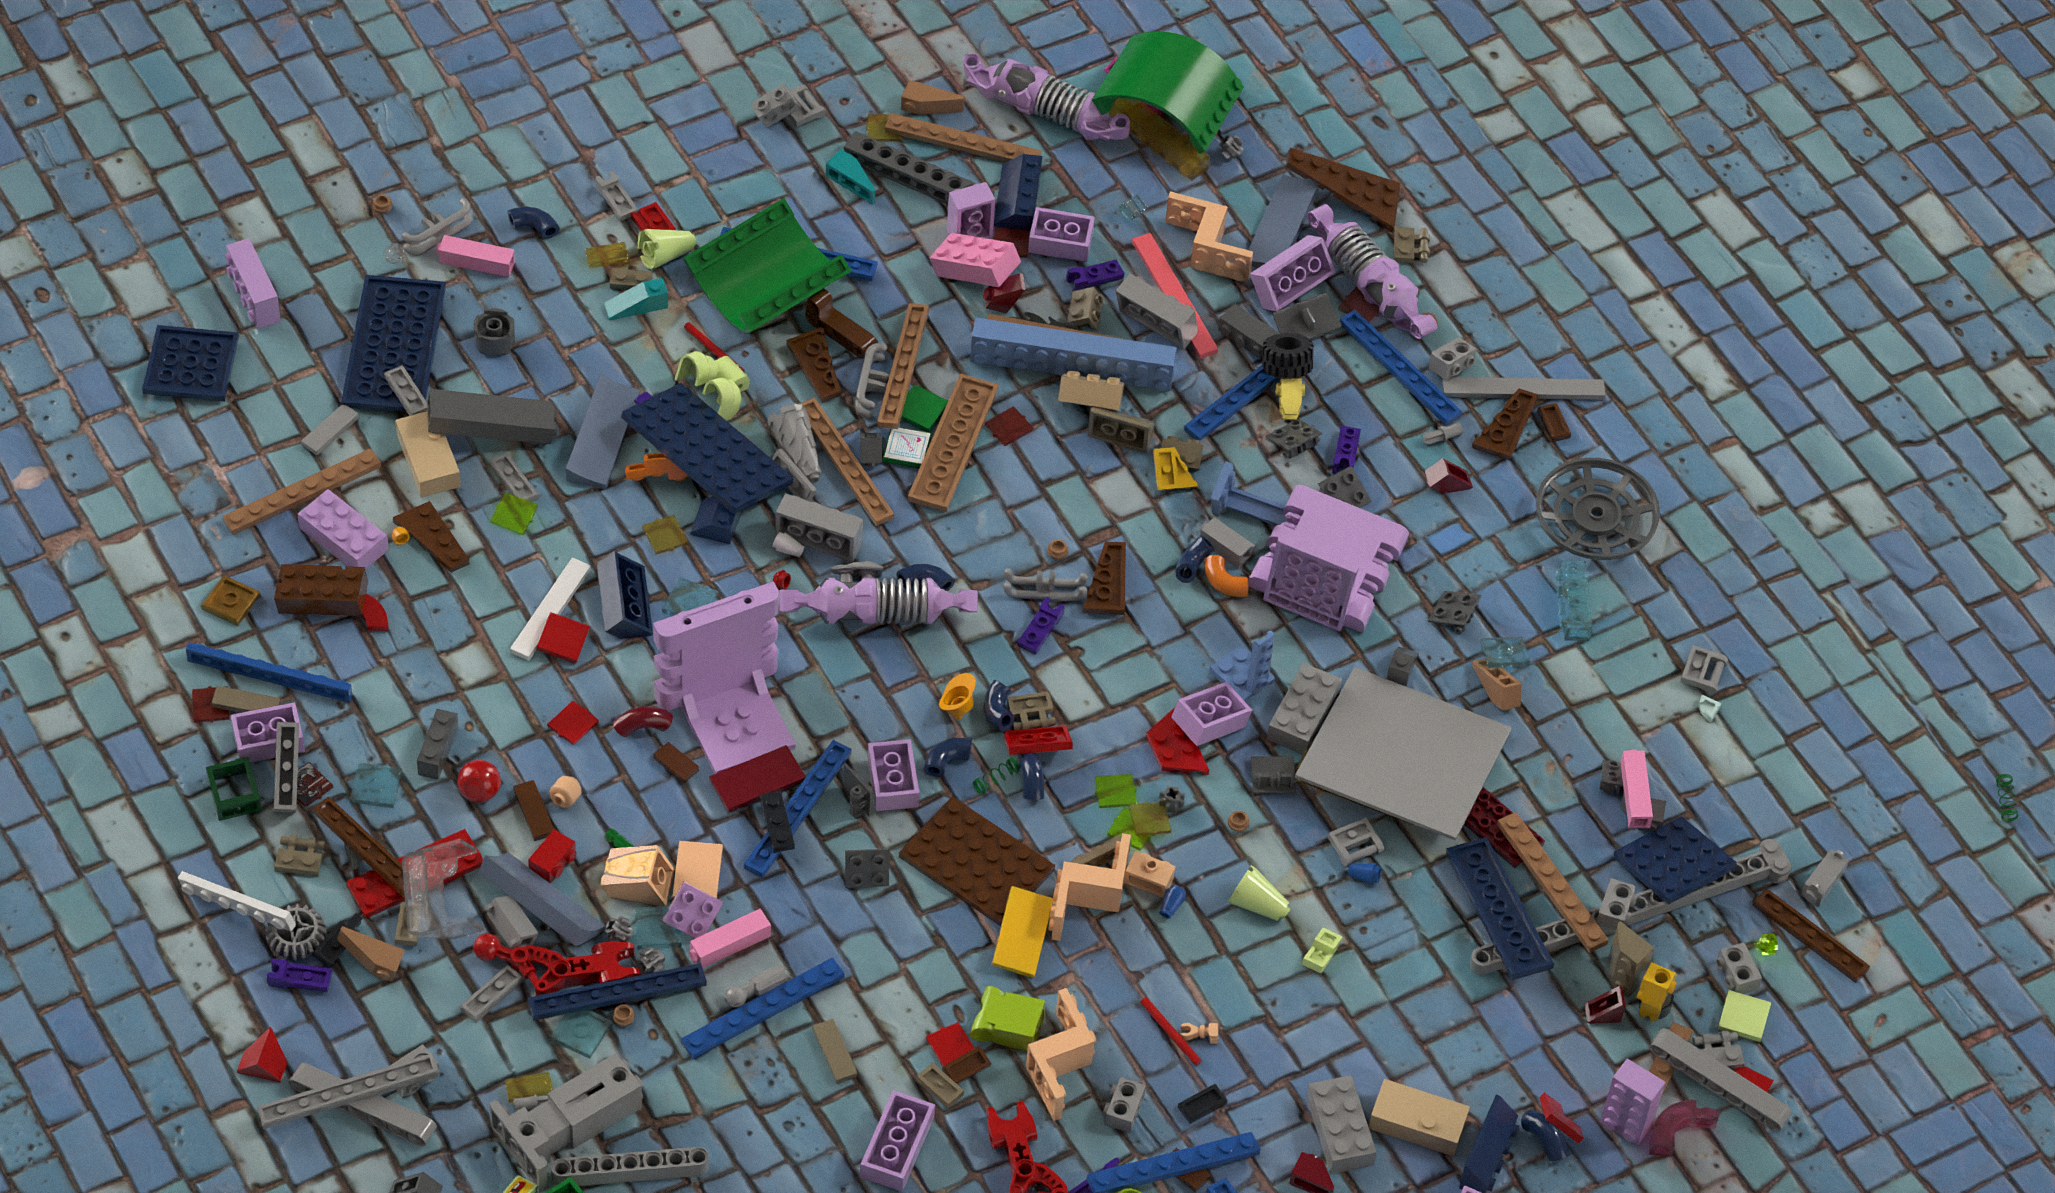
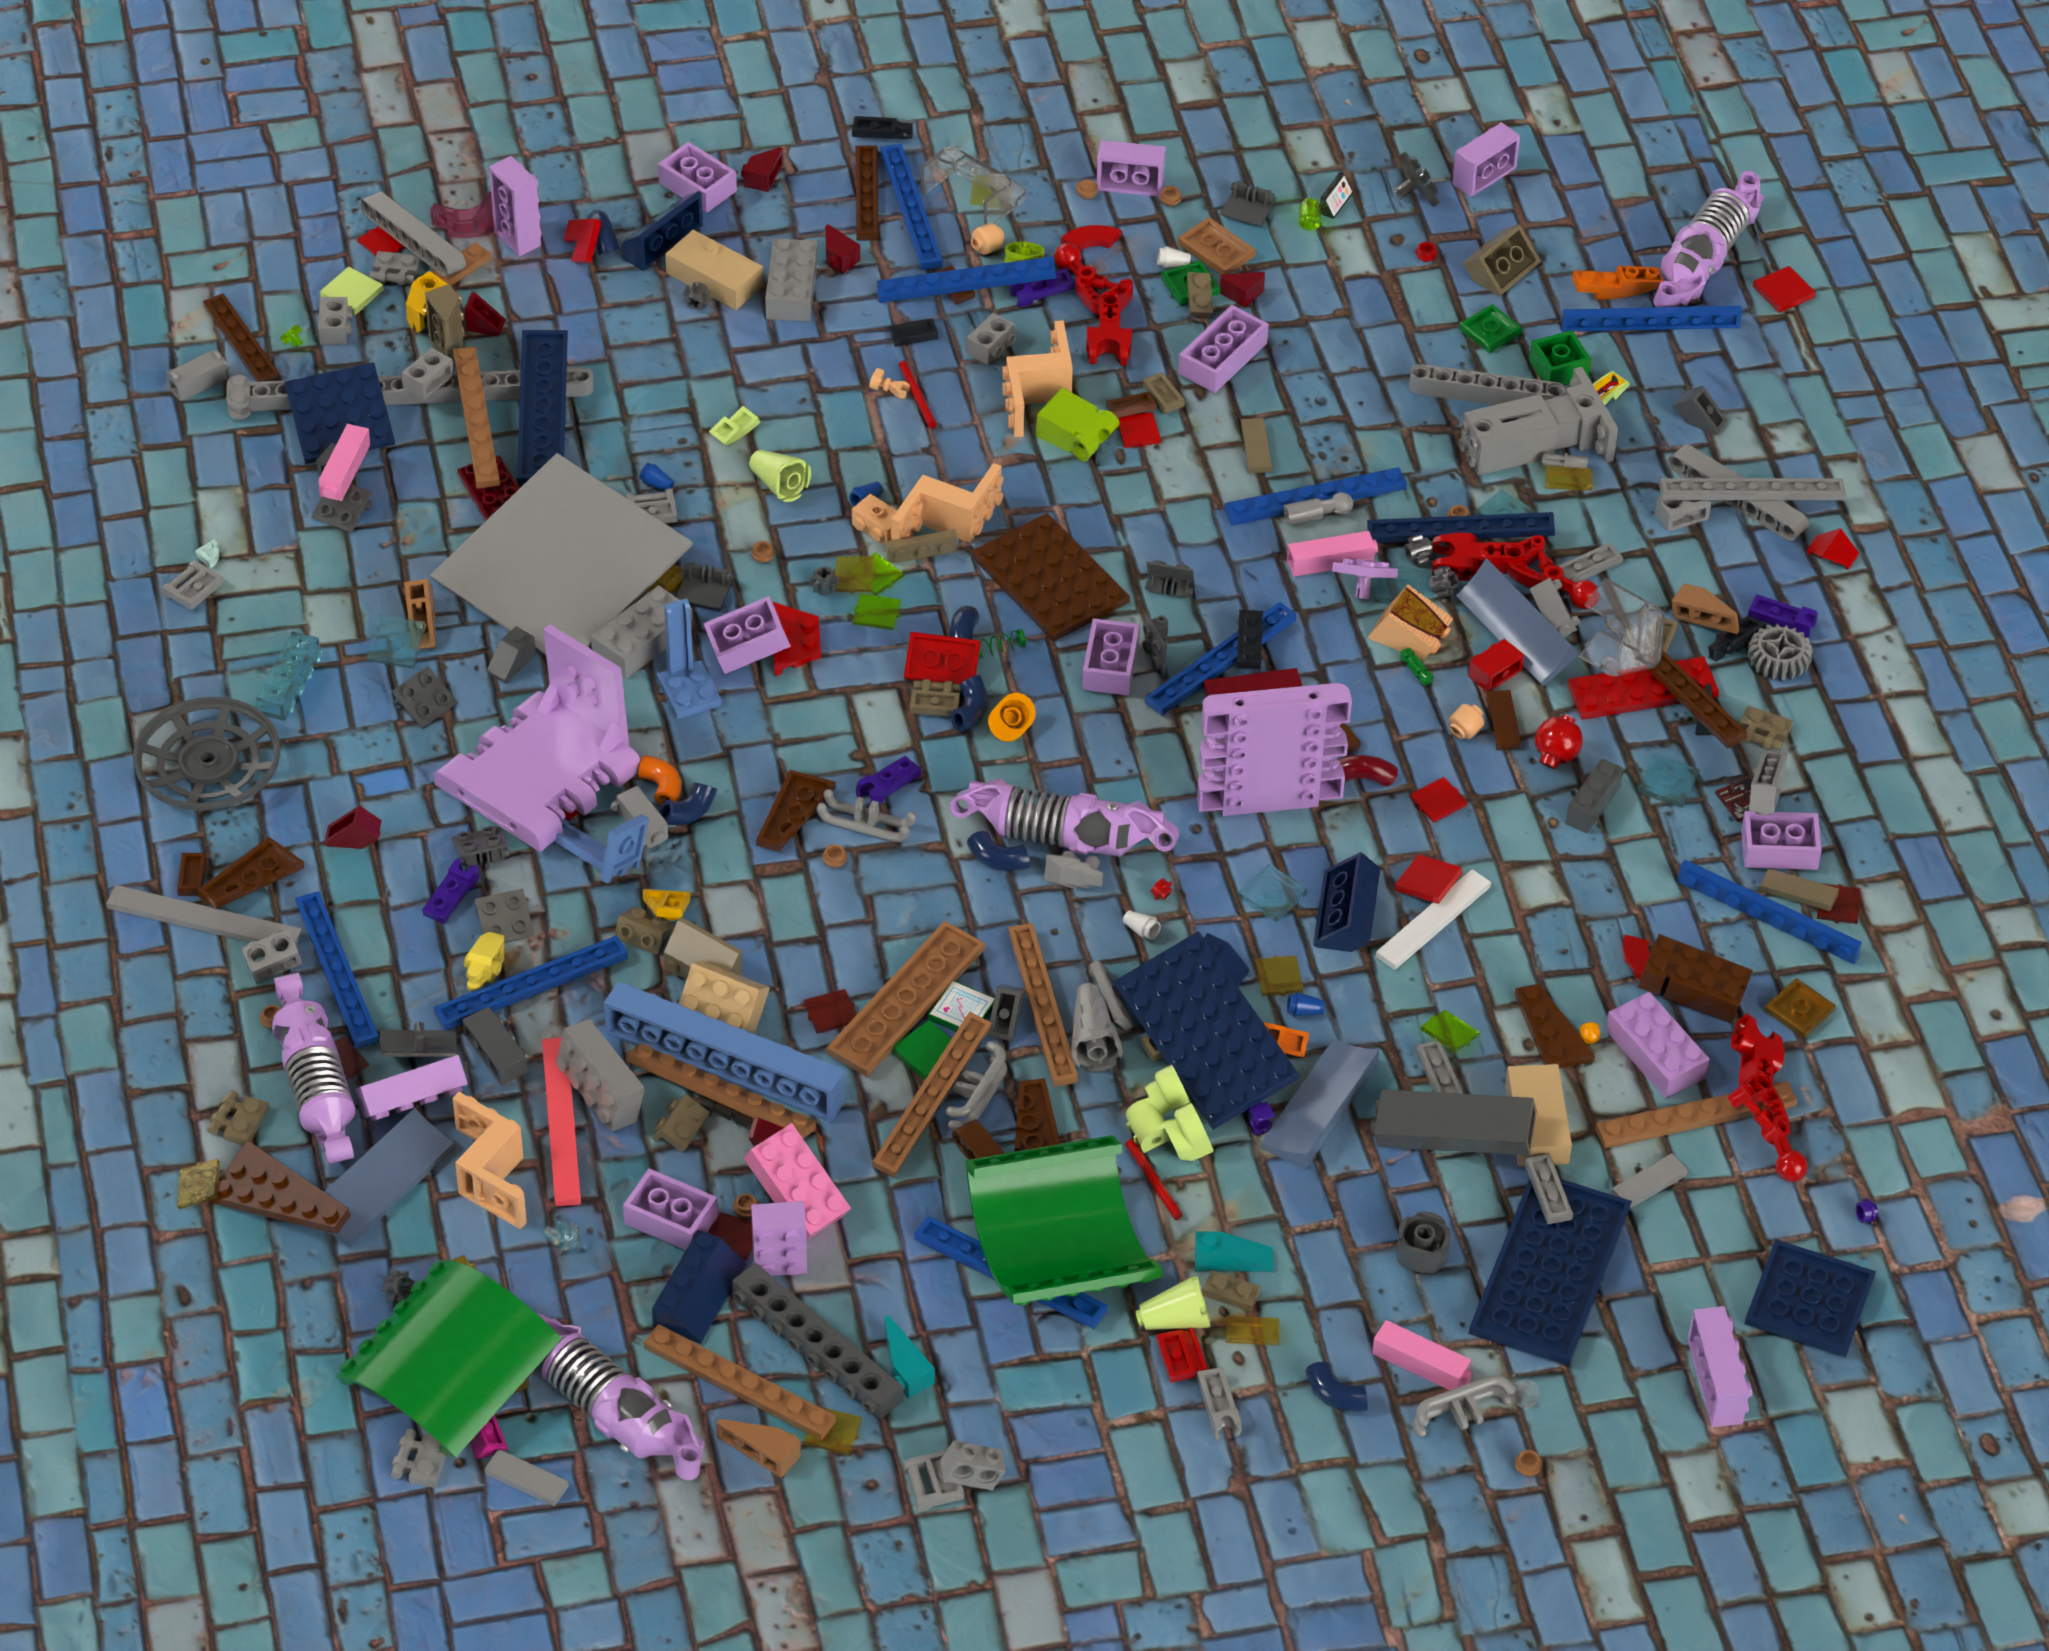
camera: 160 degrees left, 5 degrees down
(154, 439) = (1866, 1211): none -> dark purple plate
(239, 805) = (1827, 784): dark green window -> none
(241, 903) = (1840, 677): white plate -> none
(261, 529) = (1759, 1062): none -> red piece
(636, 506) = (1304, 1005): none -> blue cone
(698, 866) = (1345, 626): light nougat tile -> none
(820, 527) = (1103, 918): light grey brick -> none
(945, 752) = (1043, 674): dark blue cylinder -> none
(1022, 932) = (1030, 496): yellow tile -> none
(1081, 52) = (526, 1477): none -> light grey tile
(1094, 275) = (634, 1165): dark purple plate -> none
(1287, 355) = (468, 955): black tyre -> none
(1411, 188) = (198, 1183): none -> clear yellow piece
(1422, 1080) = (697, 295): none -> flat silver gear
(1442, 434) = (330, 885): light grey axle -> none

